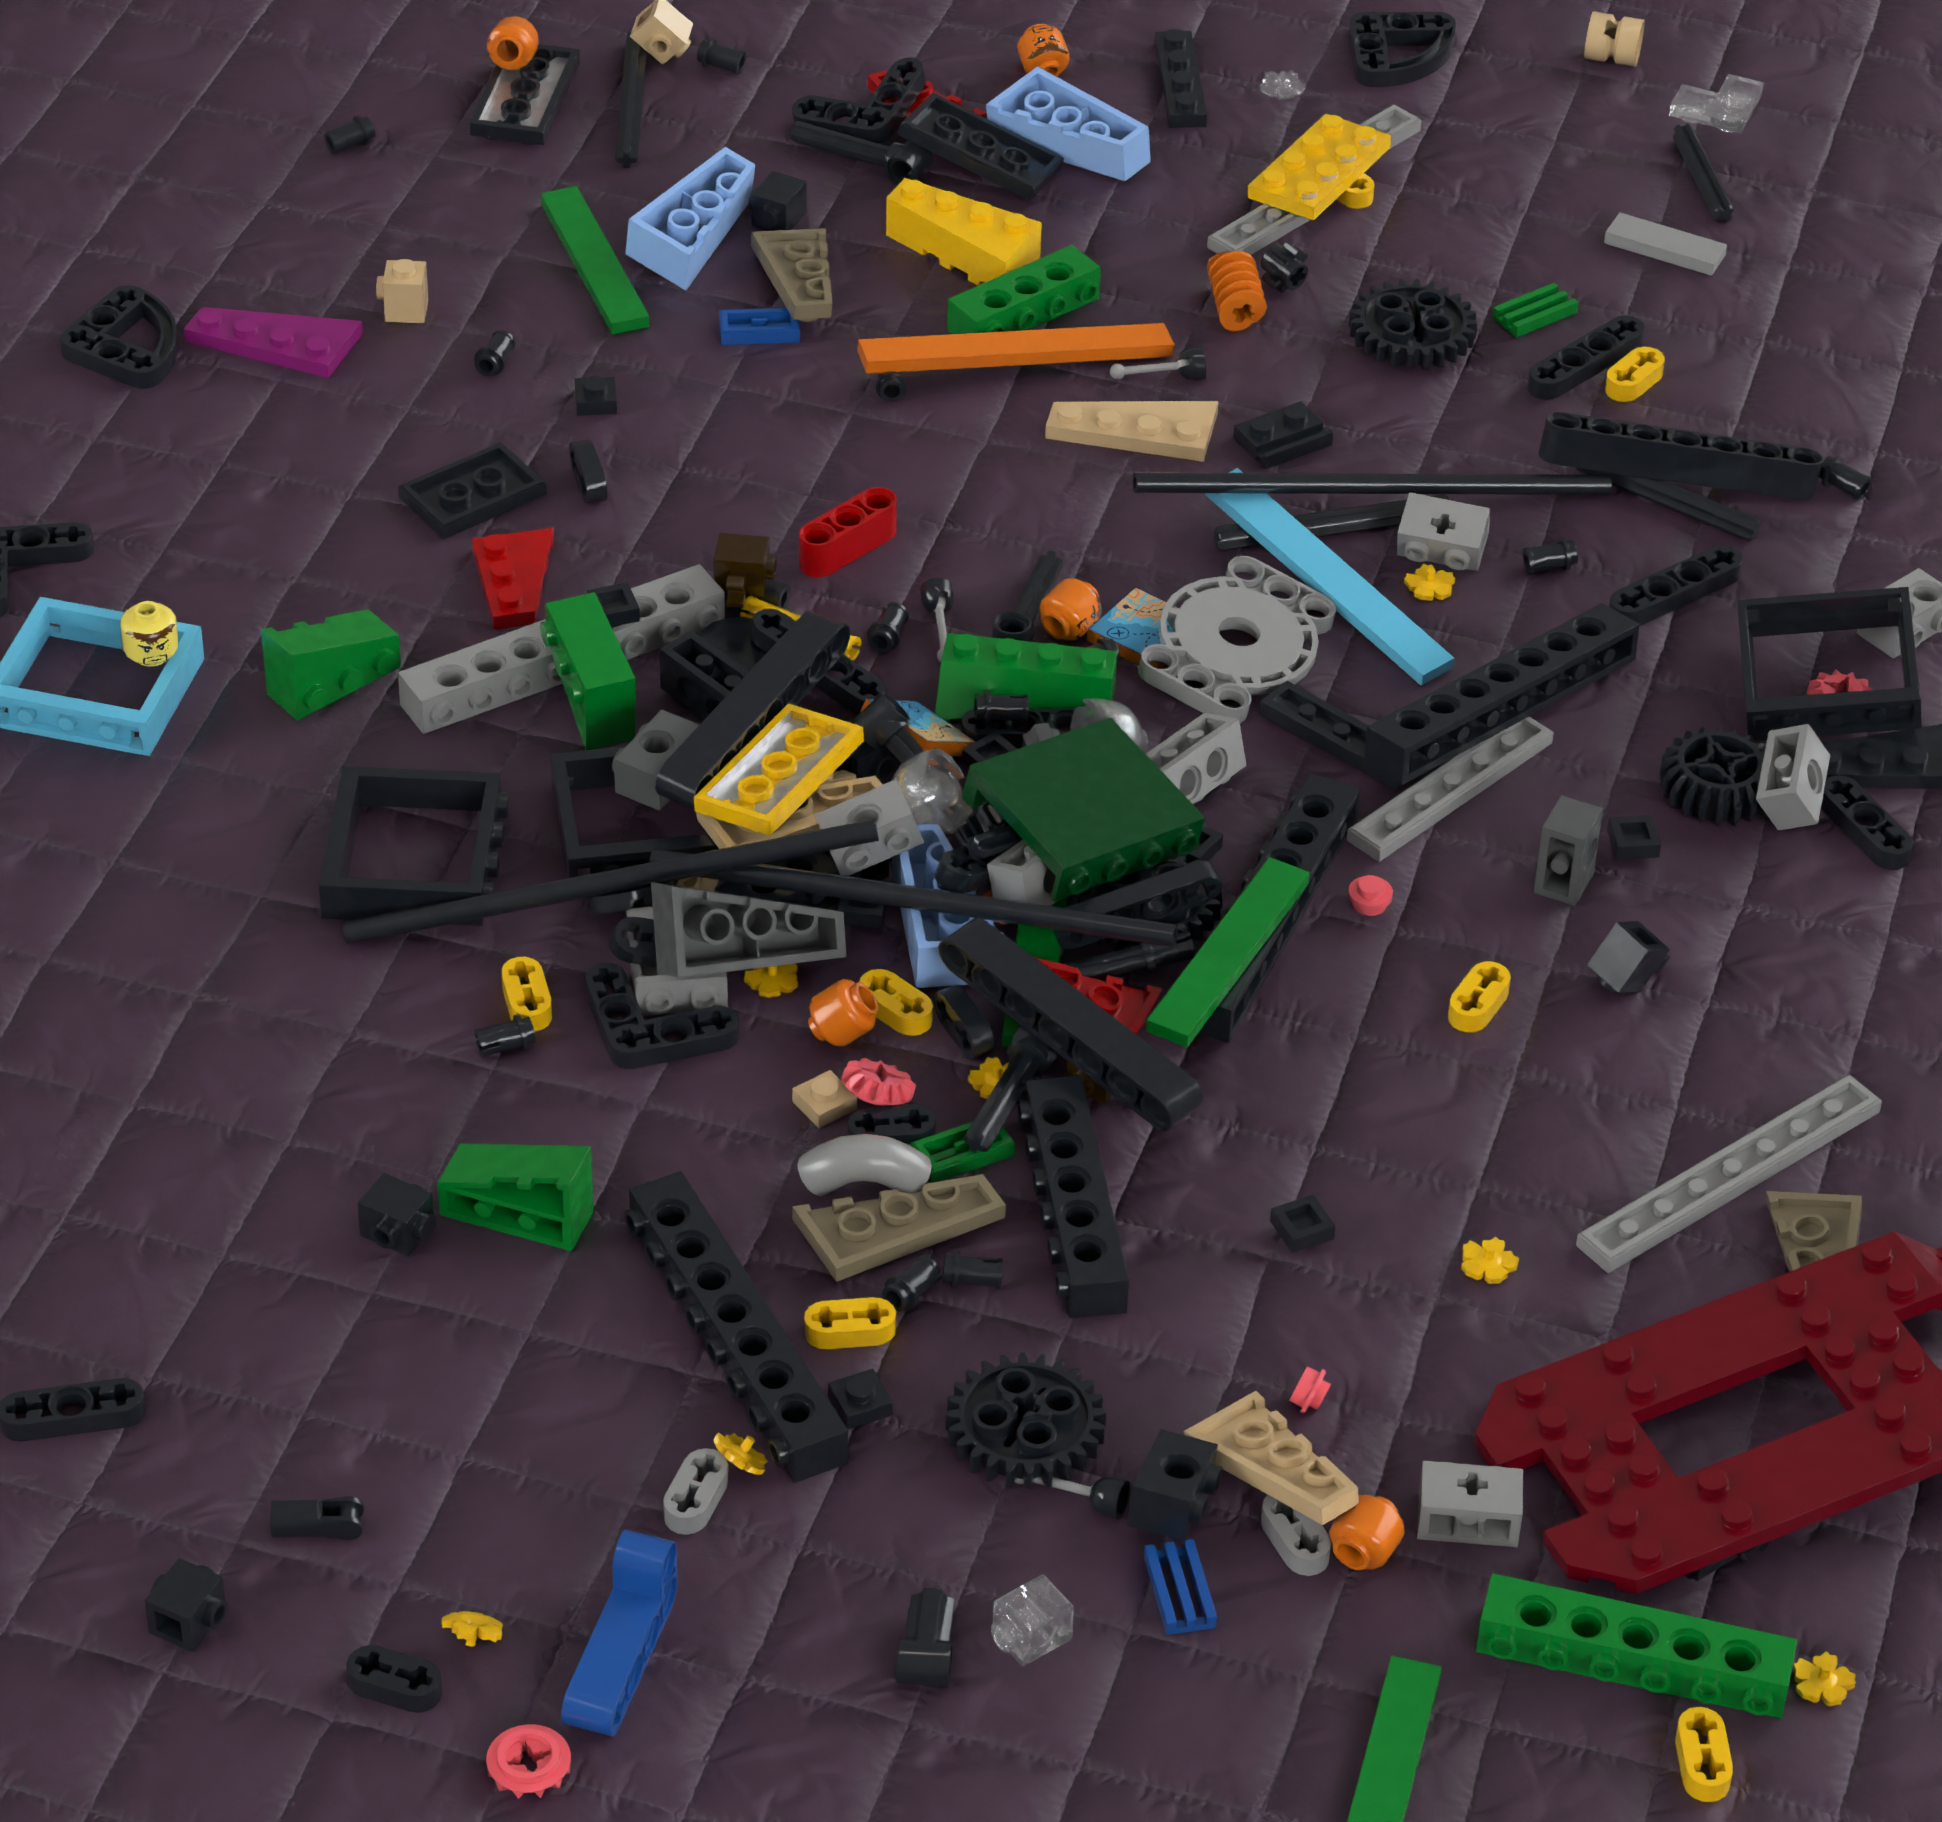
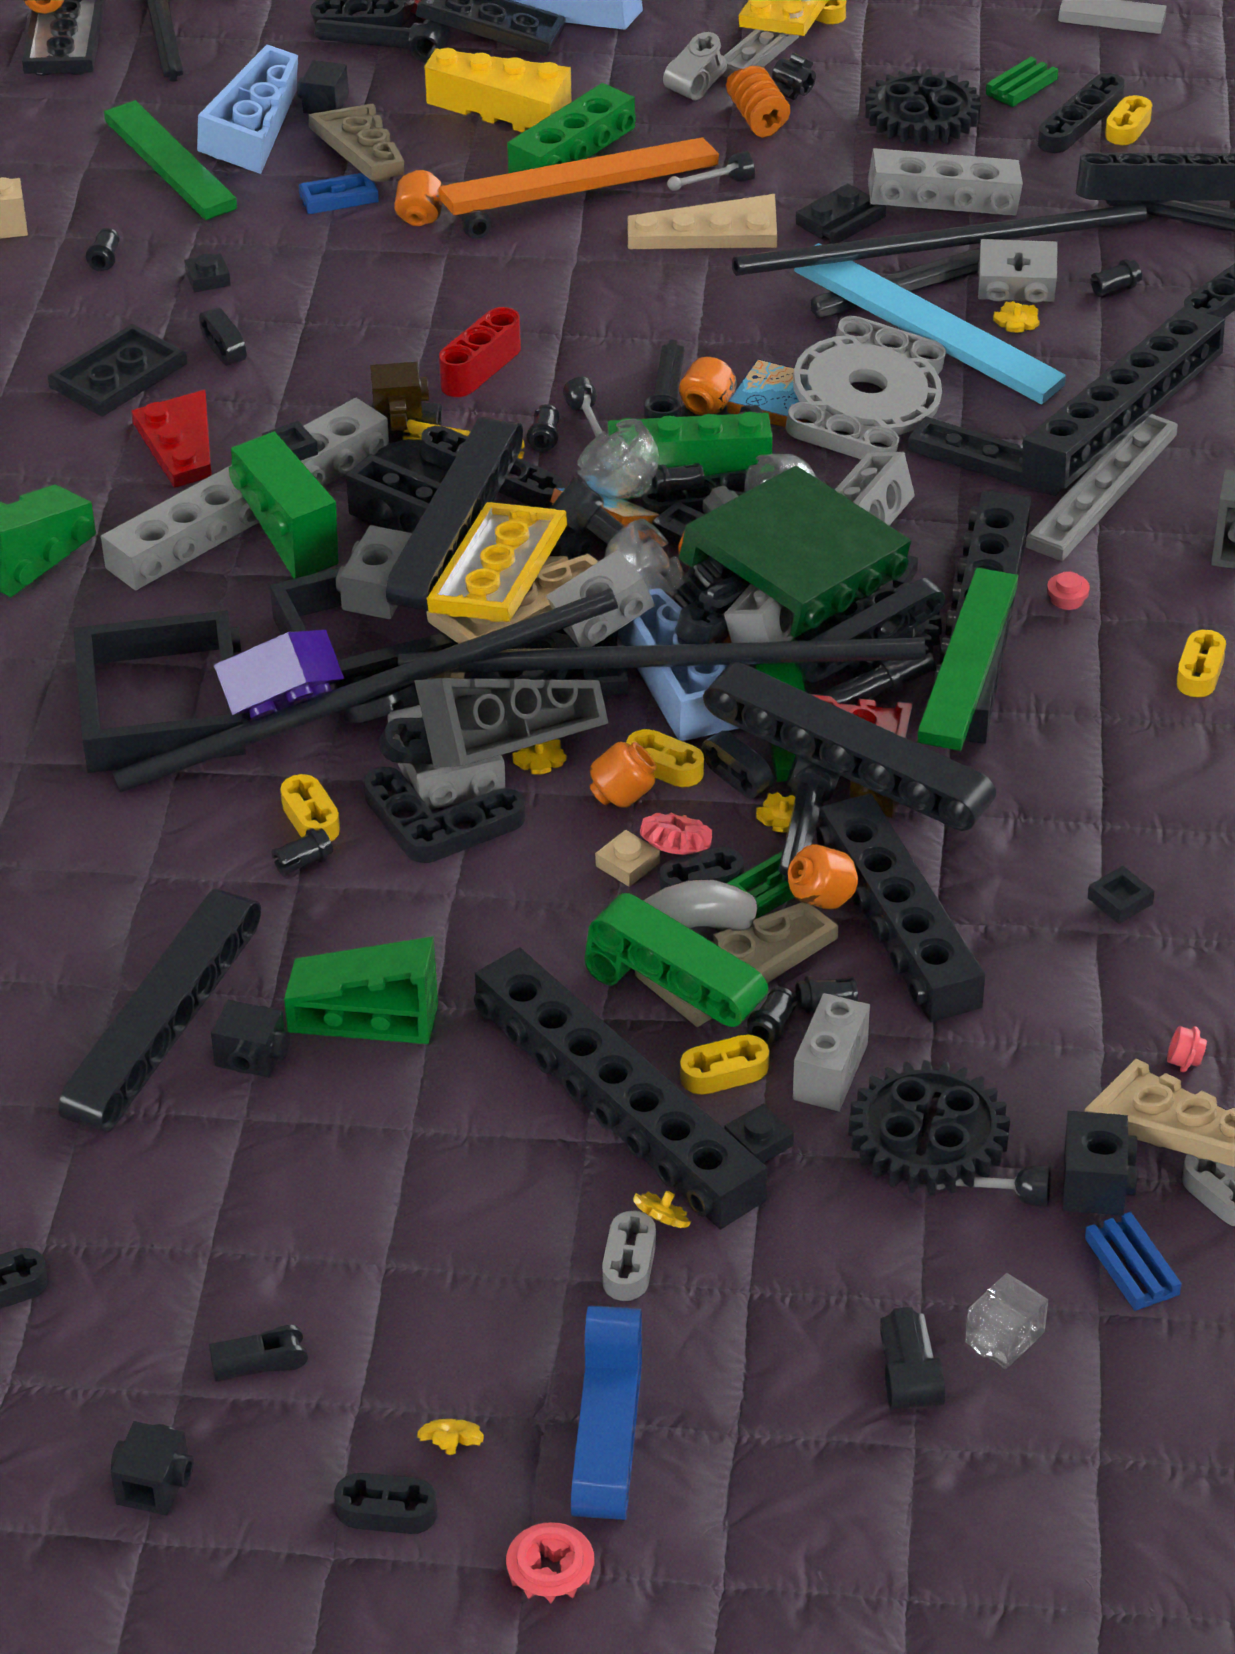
camera: 10 degrees left, 0 degrees up
(321, 1170) = (159, 1011): none -> black beam
(527, 850) = (279, 673): none -> piece
(800, 1184) = (674, 957): none -> green beam
(836, 347) = (418, 198): none -> orange head
(943, 682) = (622, 462): none -> clear cylinder
(954, 1329) = (831, 1052): none -> light grey brick
(1001, 1153) = (822, 877): none -> orange head
(1182, 244) = (696, 67): none -> light grey piece
(1402, 417) = (944, 181): none -> light grey brick

